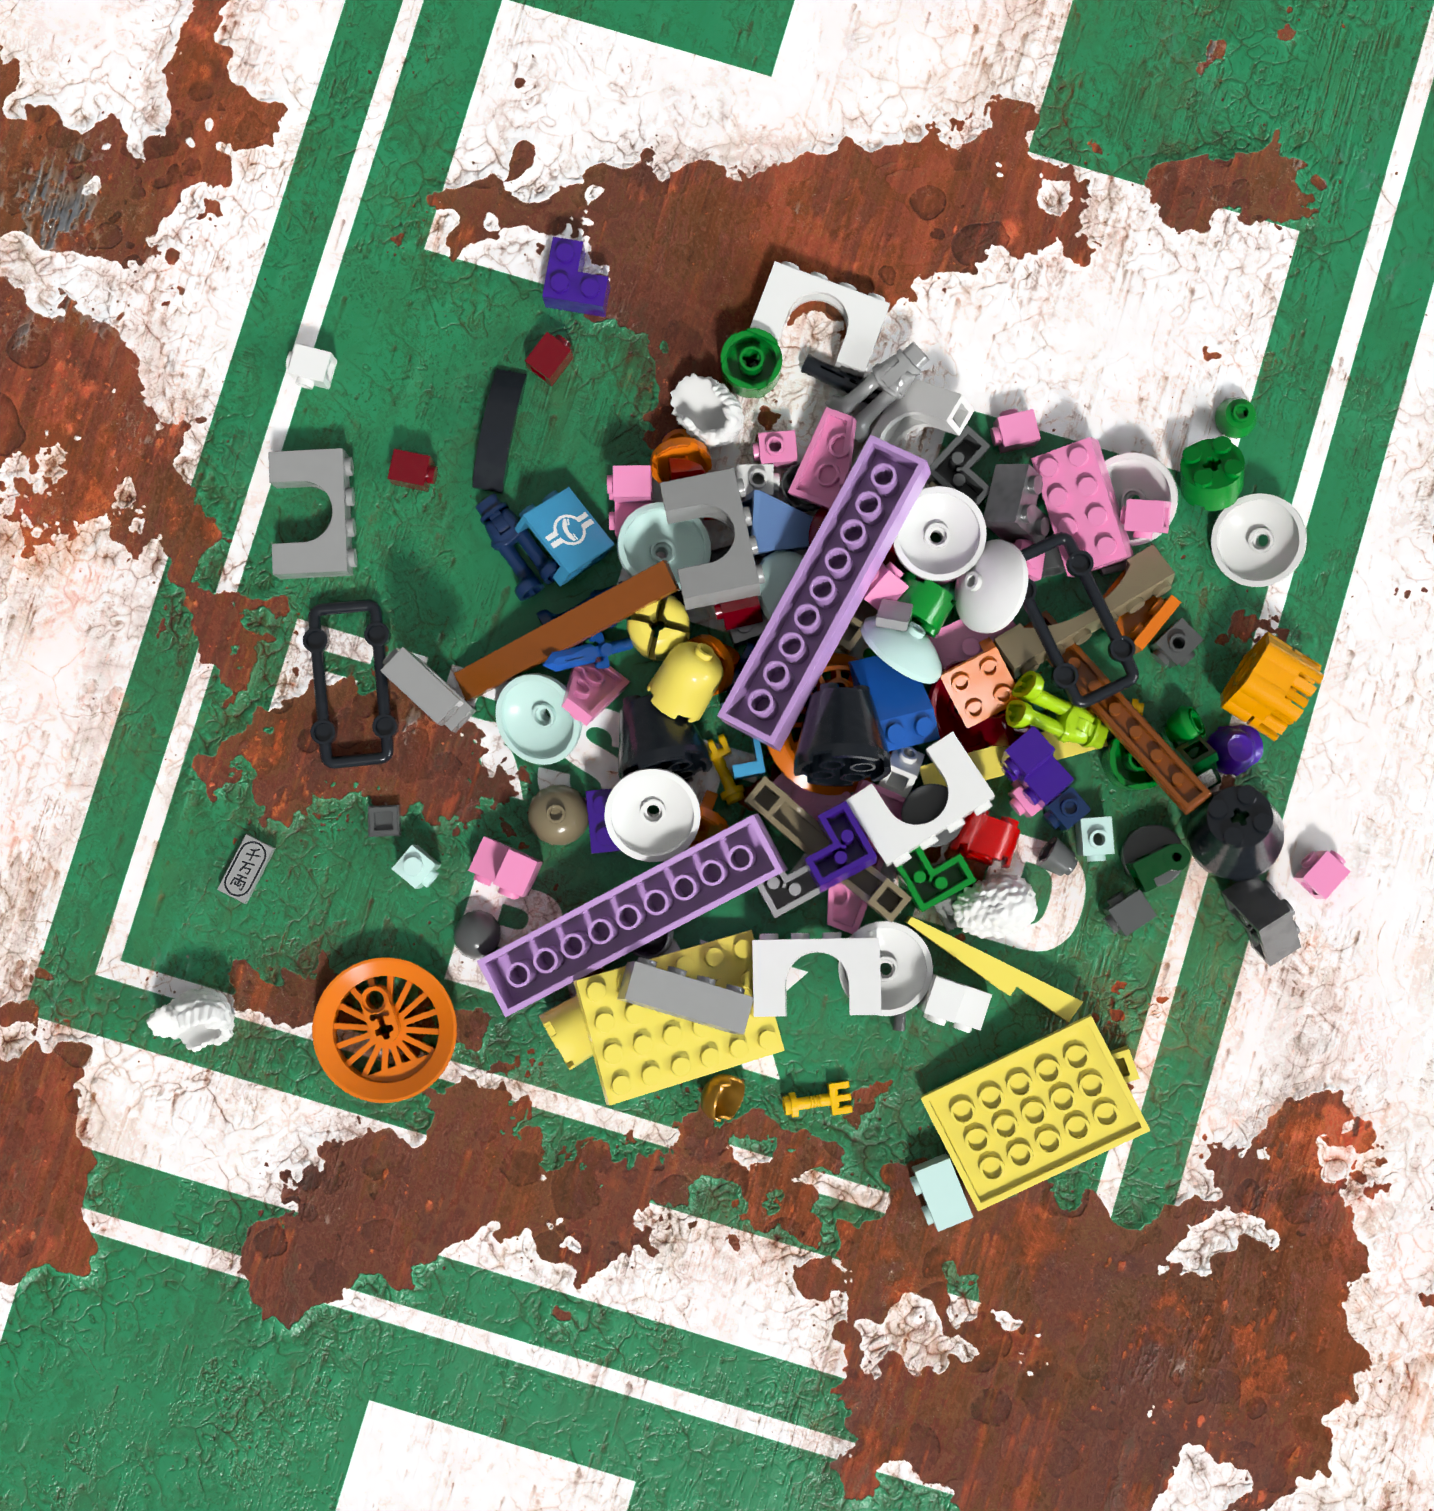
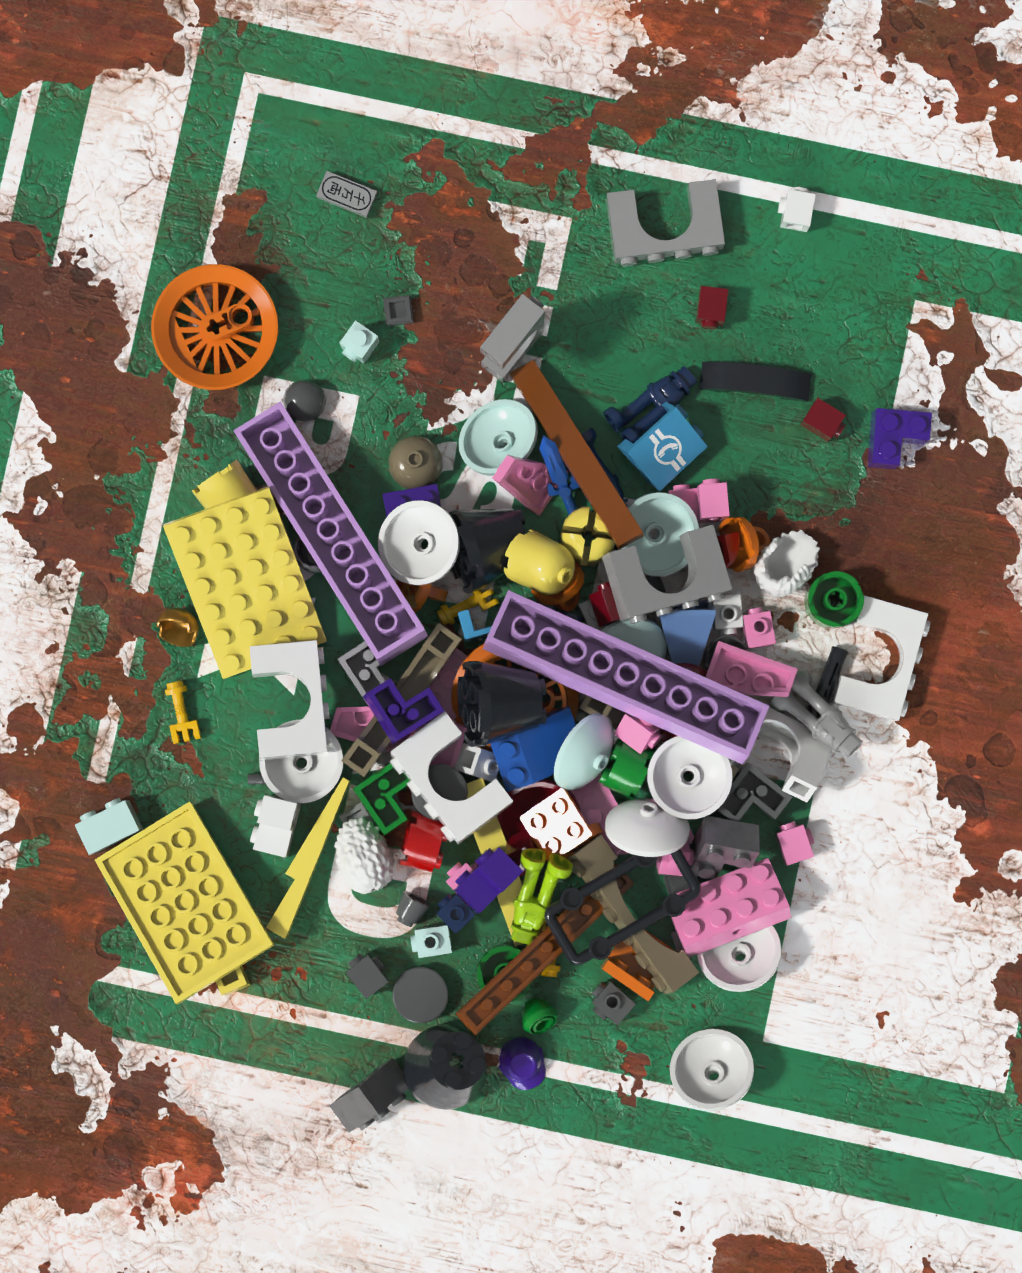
camera: 85 degrees right, 0 degrees up
(196, 1018) = (213, 163): white piece -> none
(384, 724) = (551, 237): black bar -> none
(504, 867) = (365, 420): bright pink brick -> none
(685, 997) = (261, 585): light grey brick -> none
(894, 615) = (612, 741): light grey tile -> none
(1145, 517) = (721, 963): bright pink brick -> none
(1157, 862) = (413, 996): dark green leg -> none
(1203, 763) = (501, 1031): dark green leg -> none
(1212, 473) = (768, 1023): green brick -> none
(1235, 417) = (816, 1047): green cone -> none
(1267, 684) = (579, 1087): light orange piece -> none
(1321, 873) = (417, 1148): bright pink brick -> none

